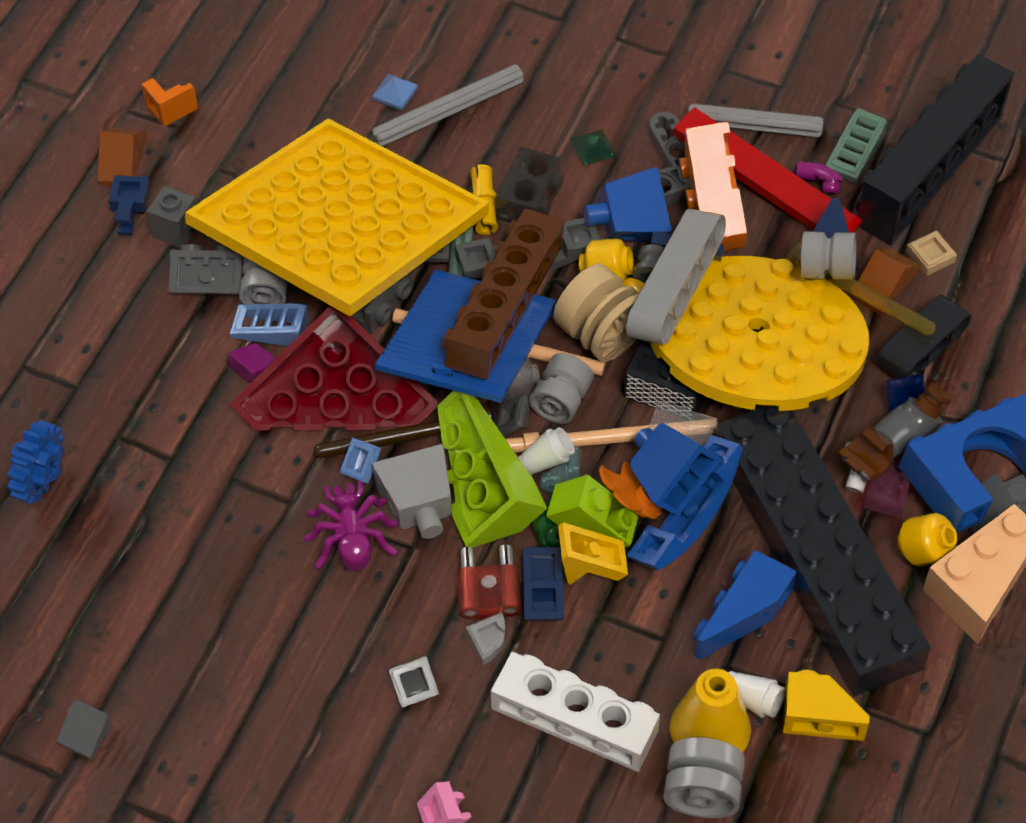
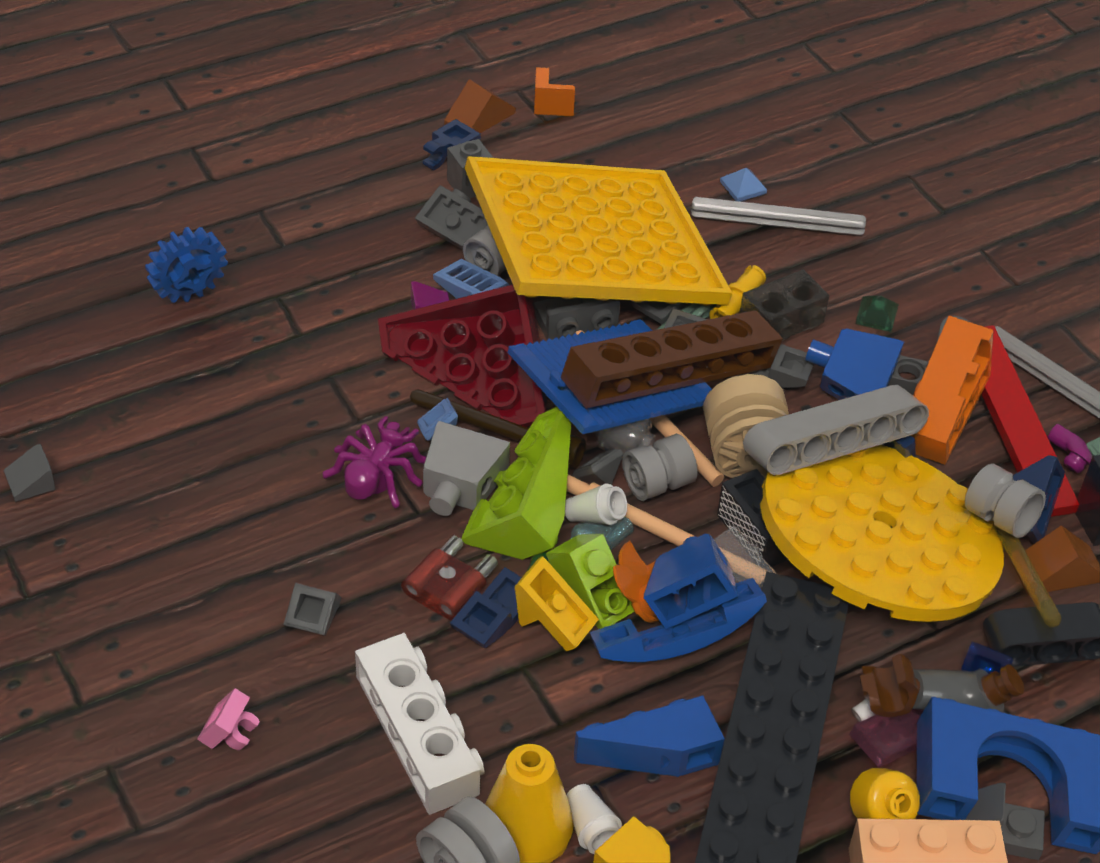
camera: 35 degrees right, 10 degrees down
(487, 637) = (409, 618): light grey tile -> none
(609, 253) = (802, 391): yellow head -> none

